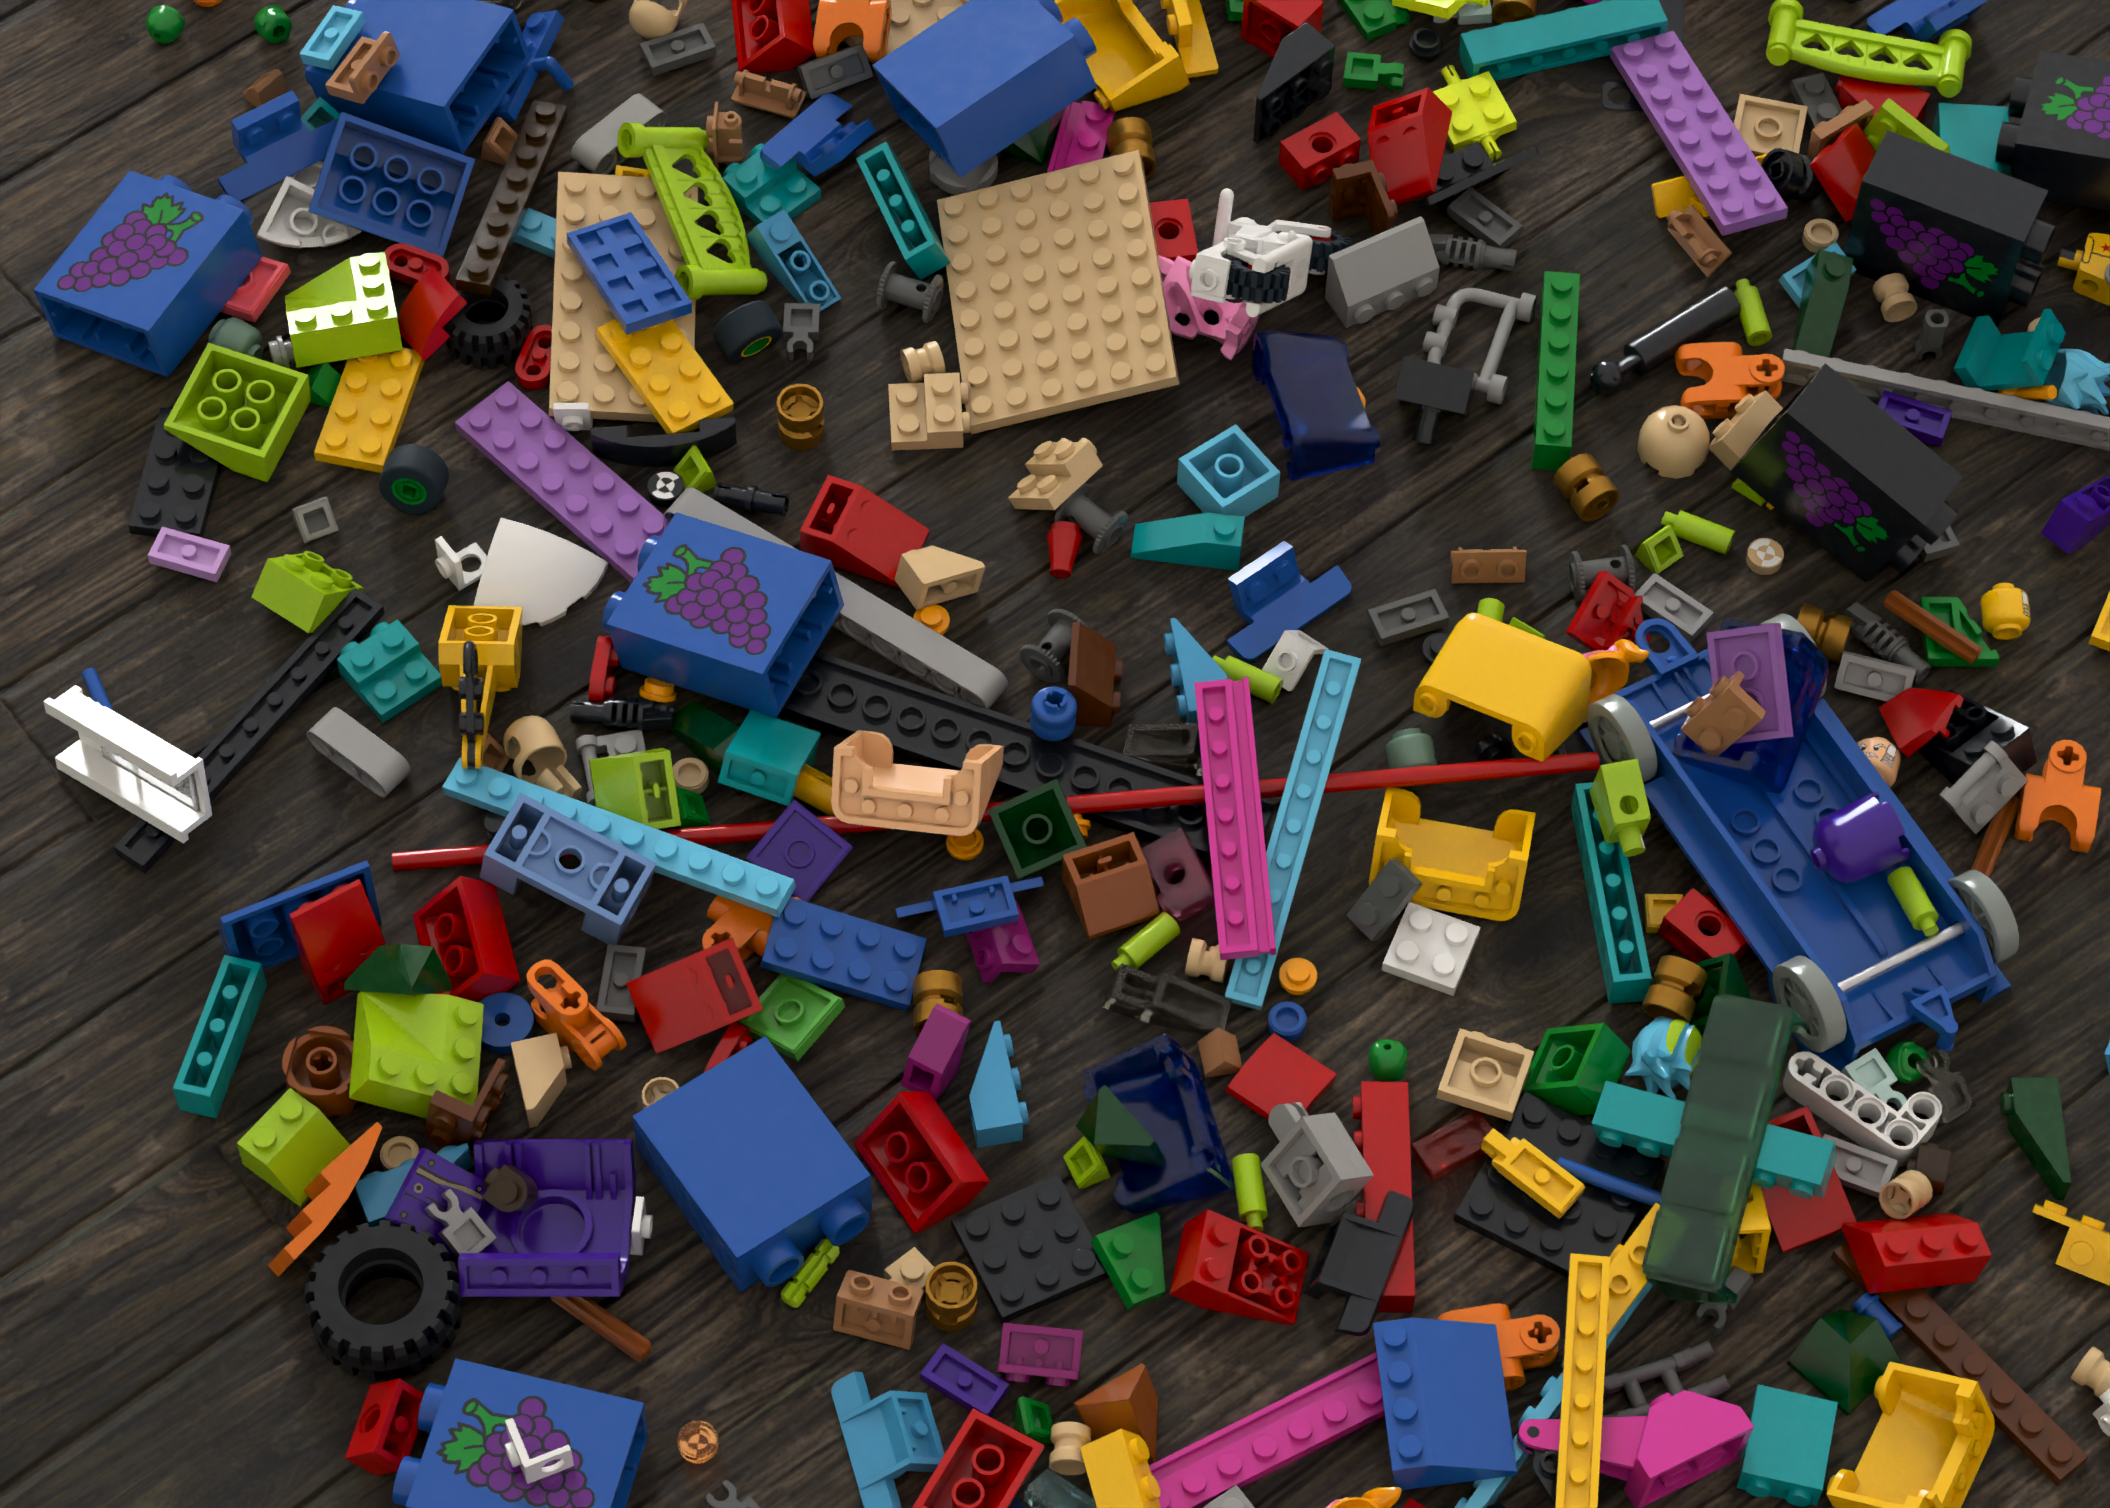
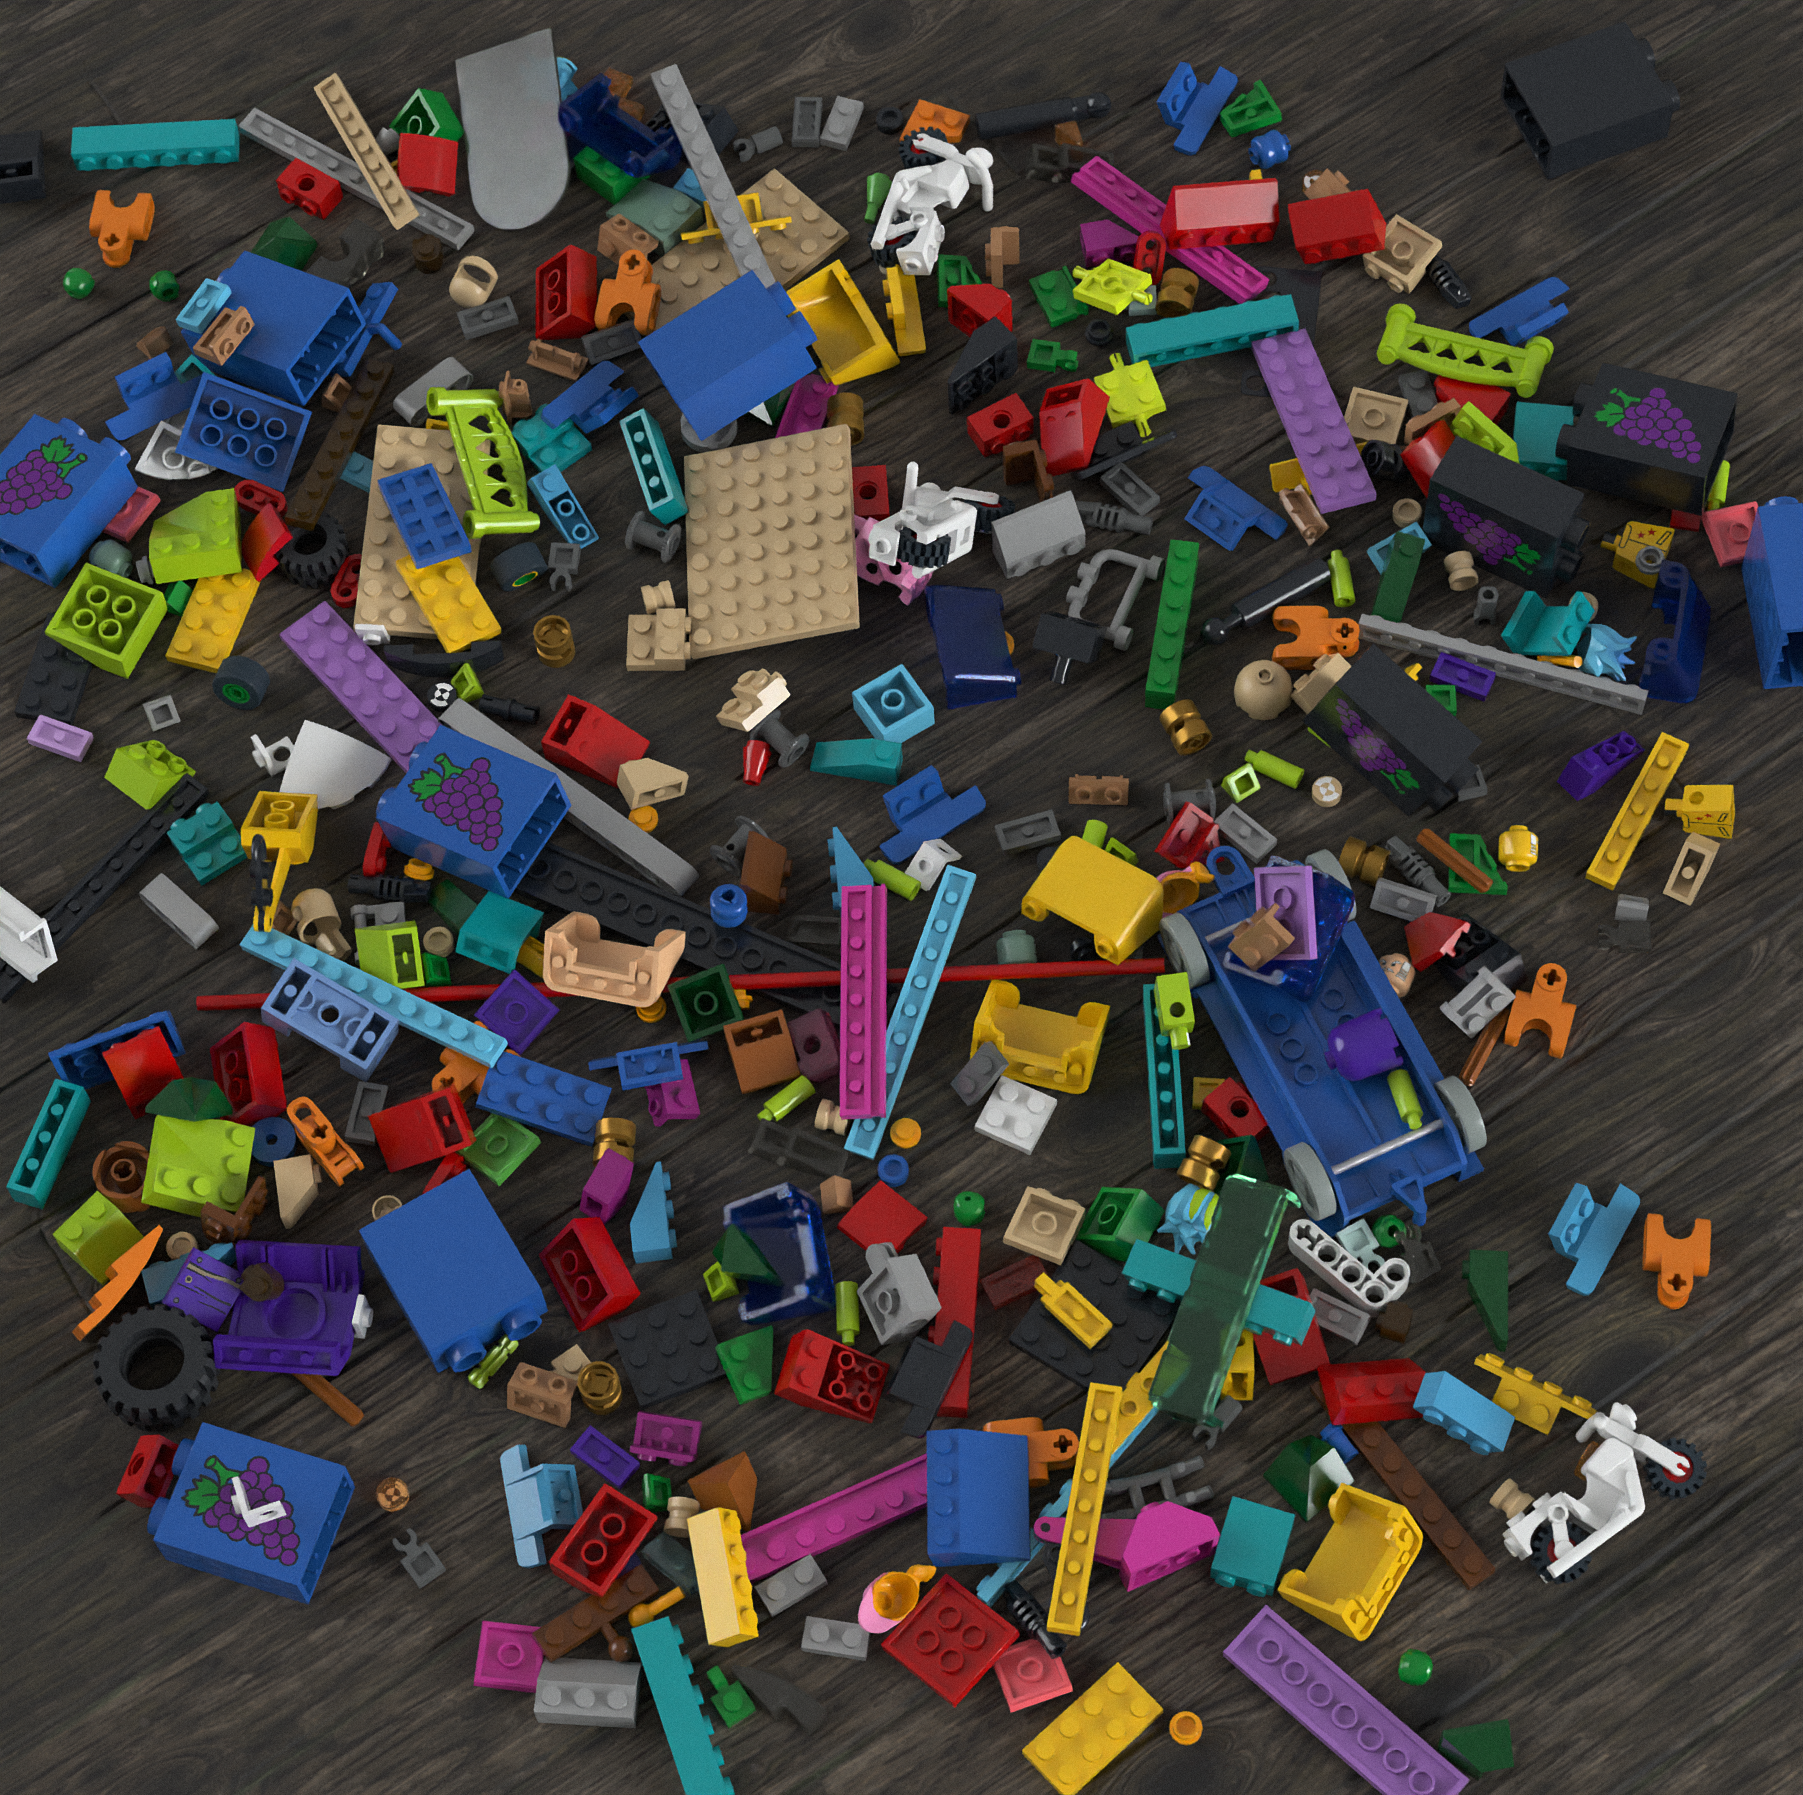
camera: 10 degrees right, 5 degrees up
(463, 1230) = (223, 1314): light grey plate -> none
(1606, 241) = (1227, 511): none -> blue plate
(1611, 1182) = (1132, 1320): blue bar -> none
(1905, 1194) = (1372, 1343): tan wheel -> none
(2030, 1268) = (1463, 1412): none -> dark azure brick

